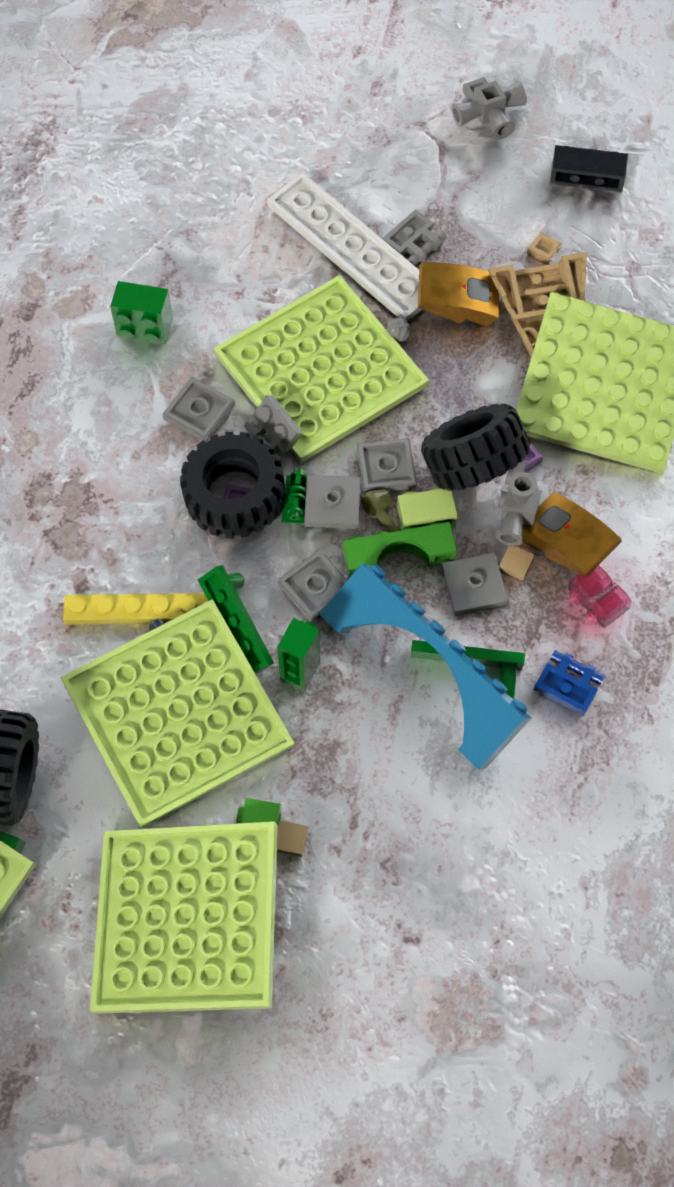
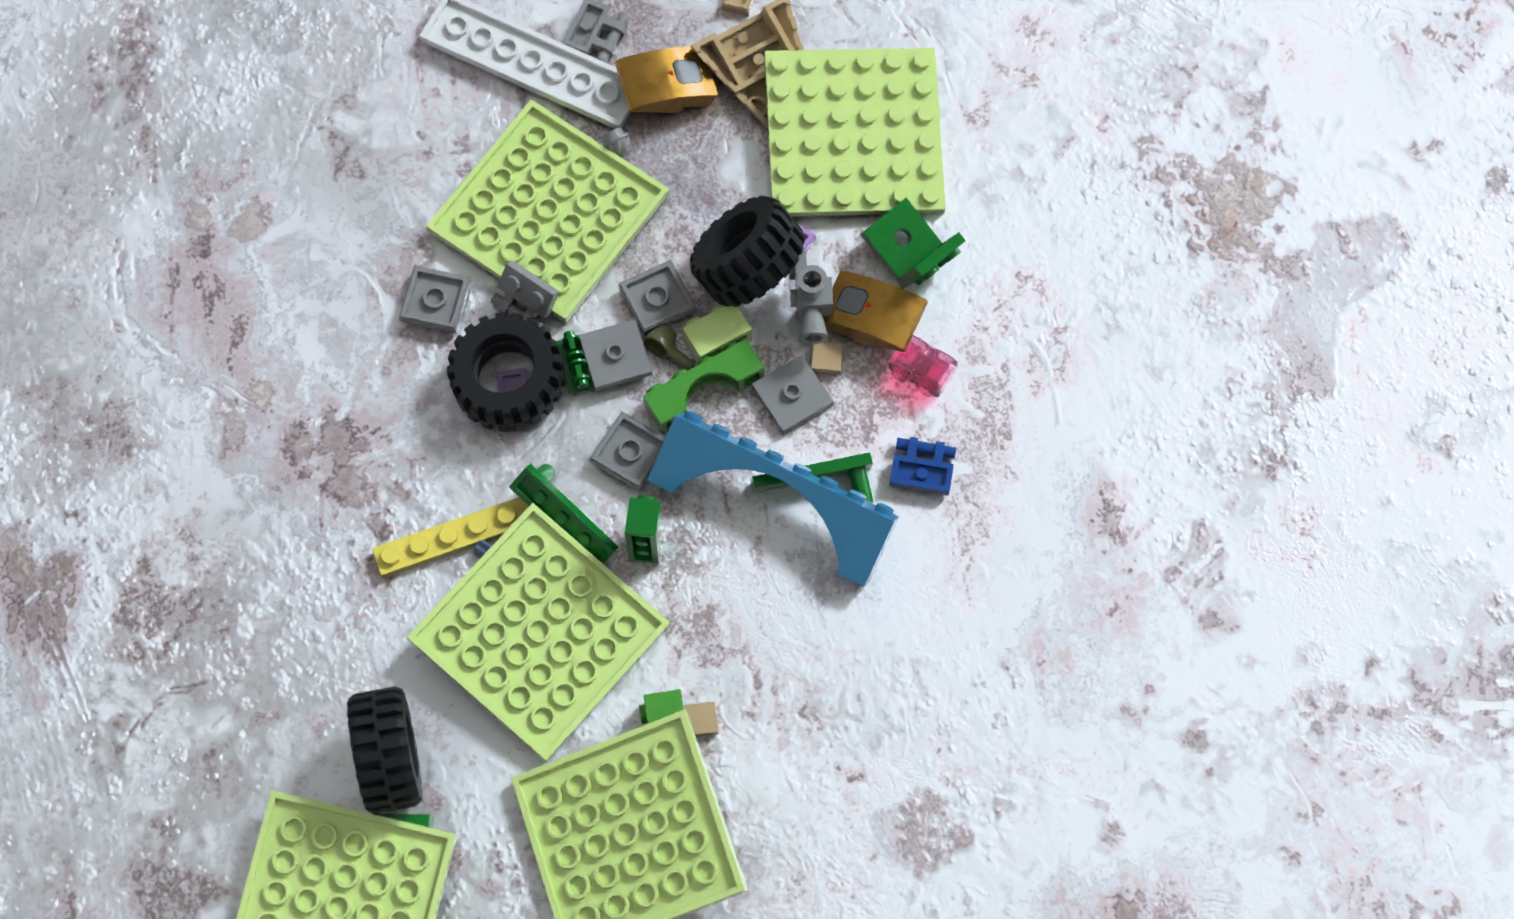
camera: 20 degrees left, 5 degrees up
(141, 312) = (334, 211): green brick -> none
(633, 497) = (923, 251): none -> green bracket

